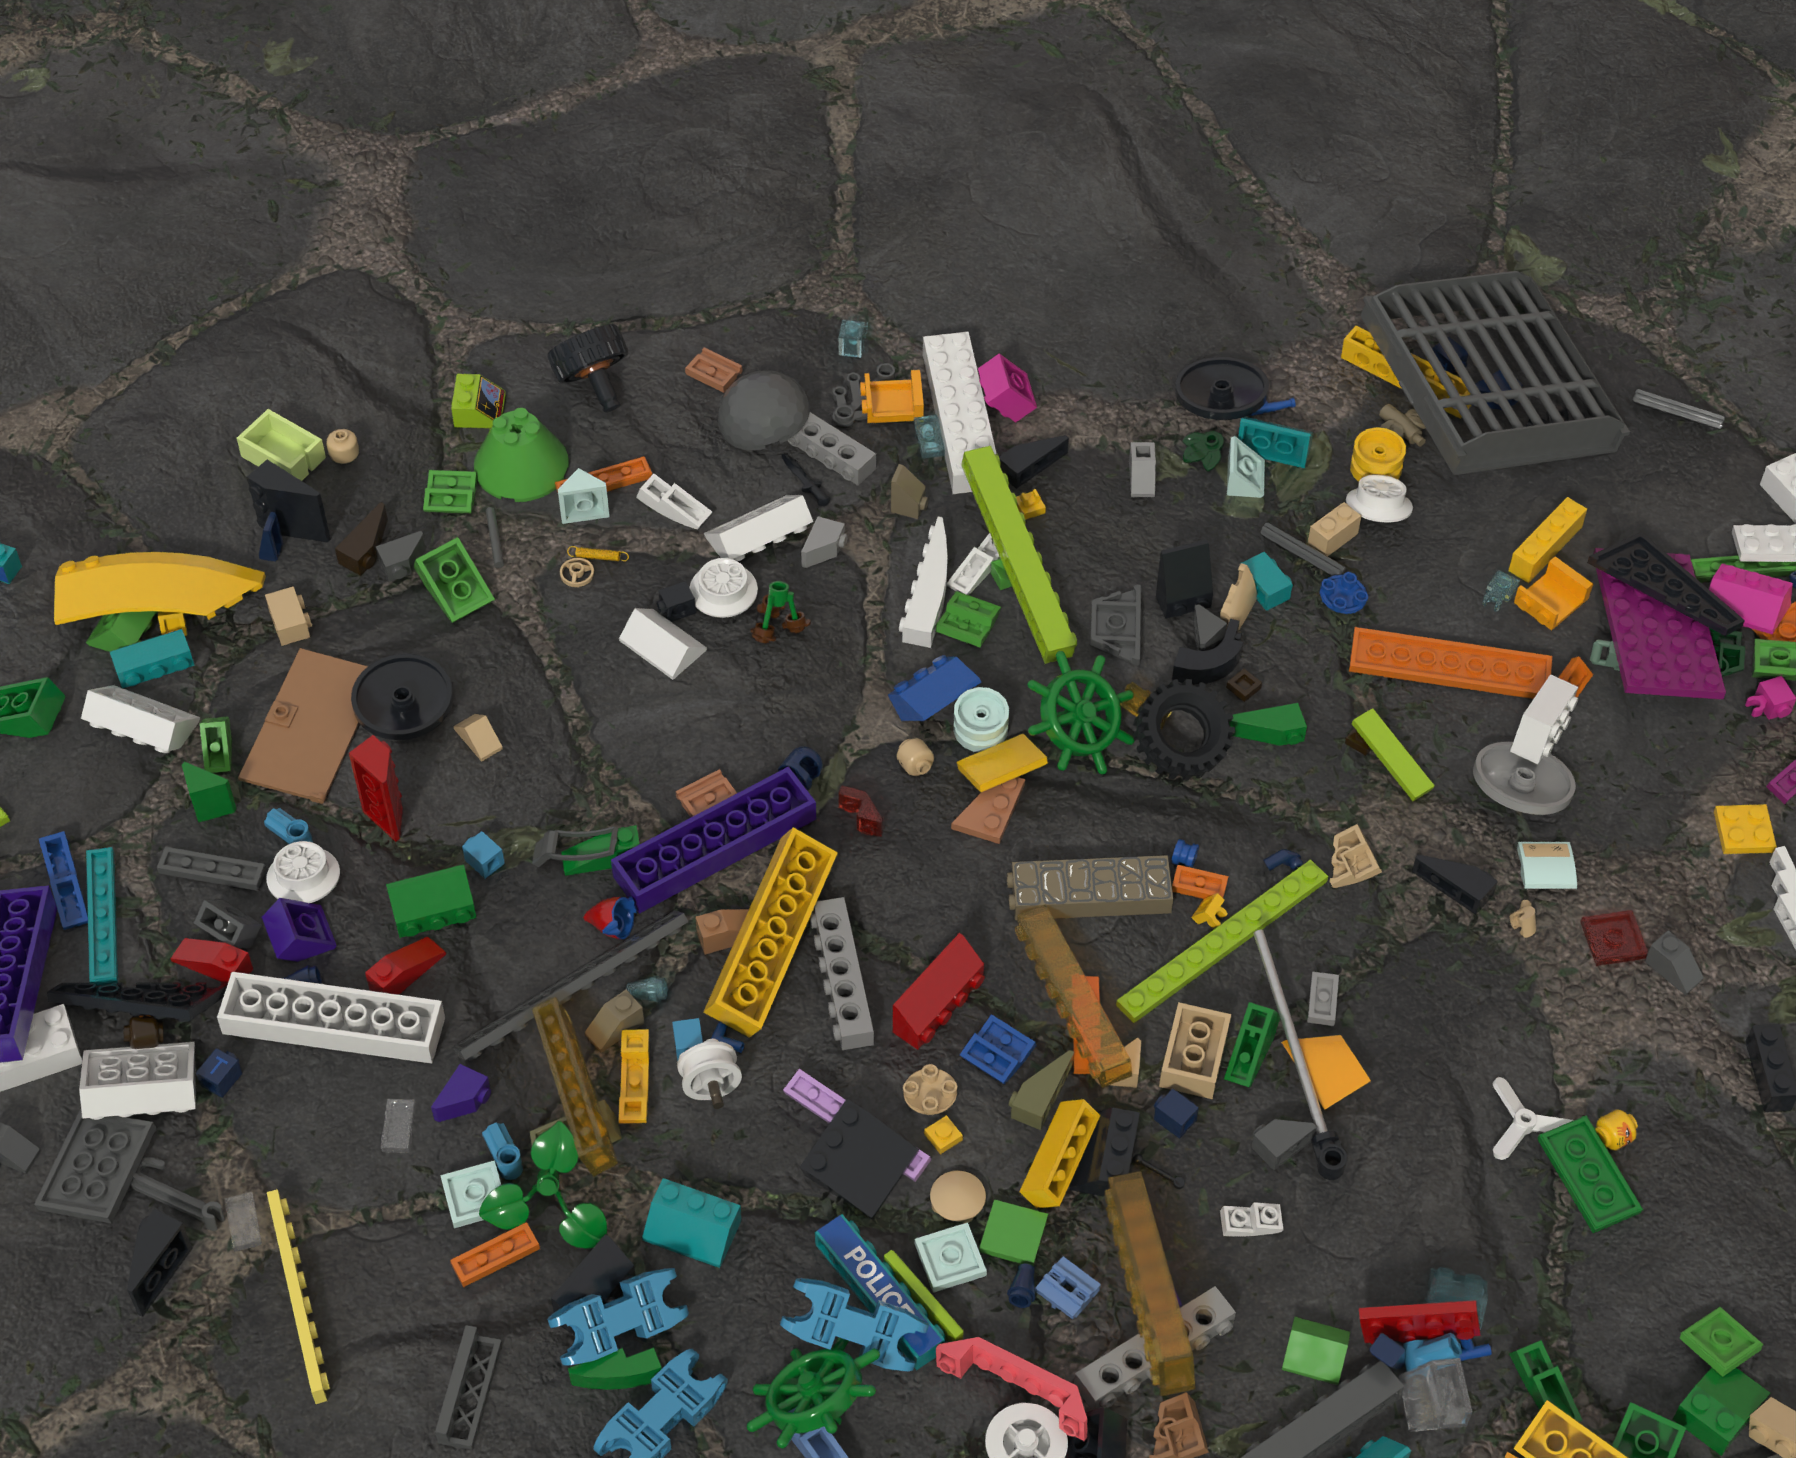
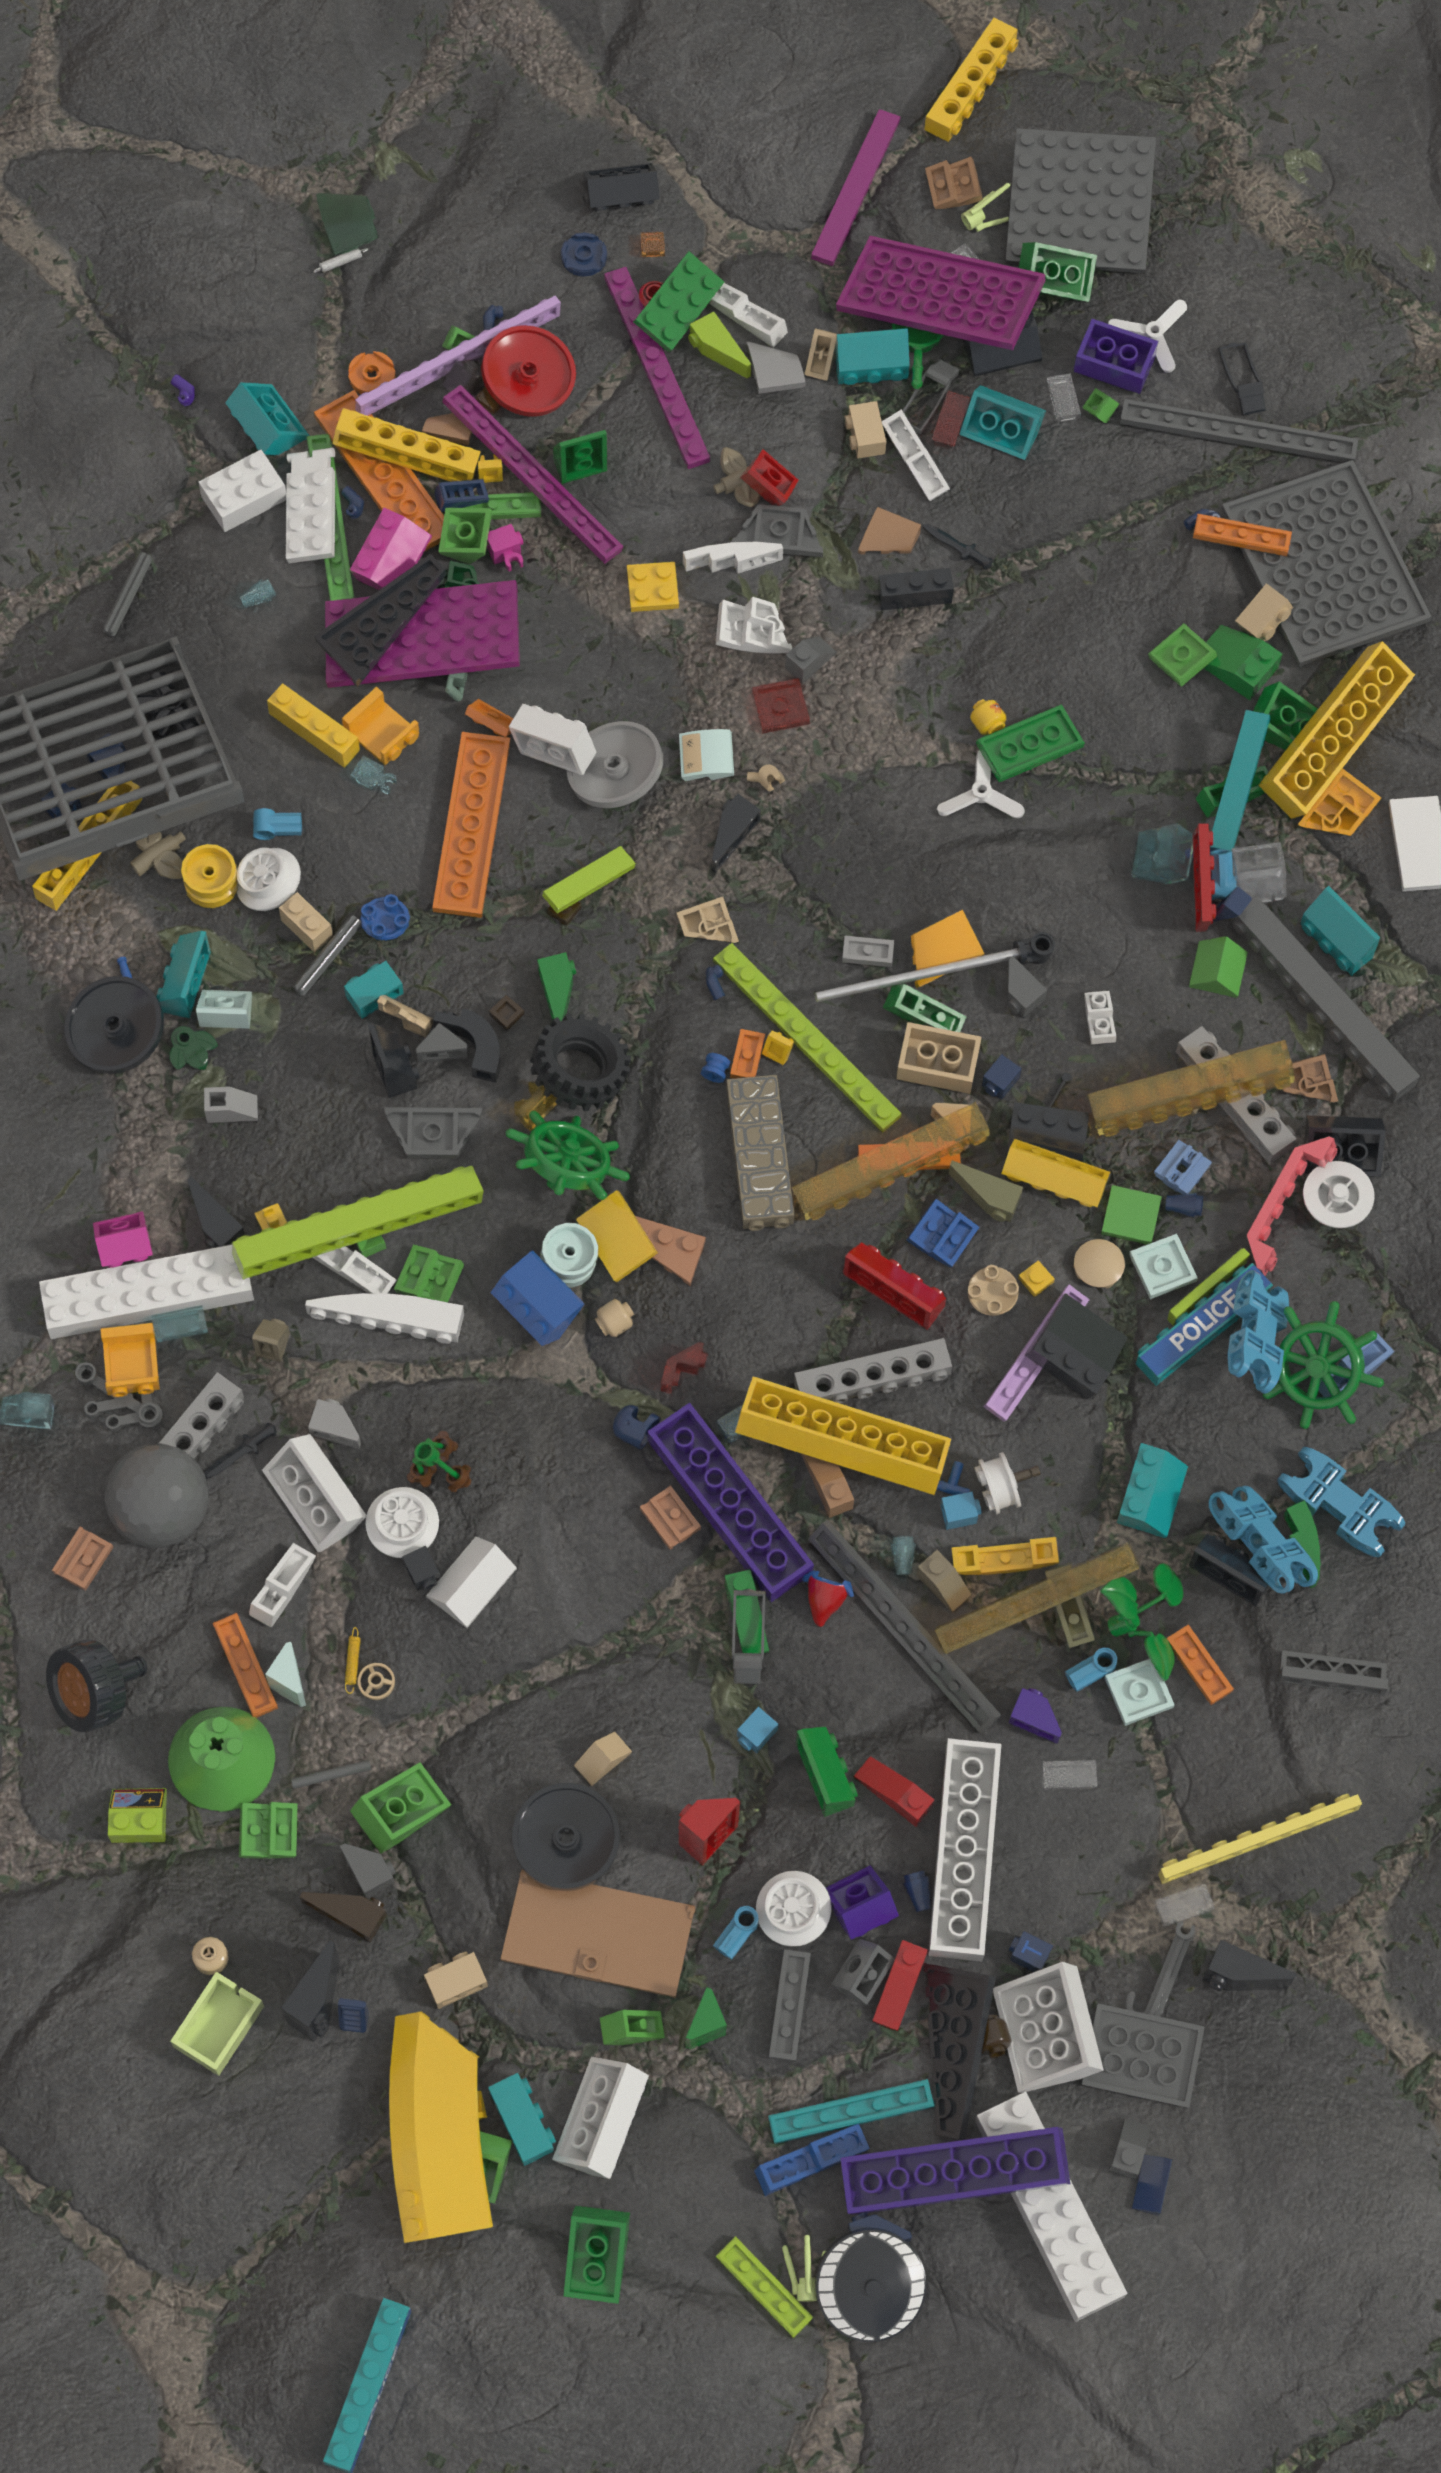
camera: 95 degrees left, 15 degrees up
(1439, 509) = (270, 824): none -> dark azure piece
(1550, 1374) = (1239, 780): none -> teal tile
(1692, 505) = (258, 593): none -> clear light blue cone
(1705, 912) = (751, 627): none -> white slope

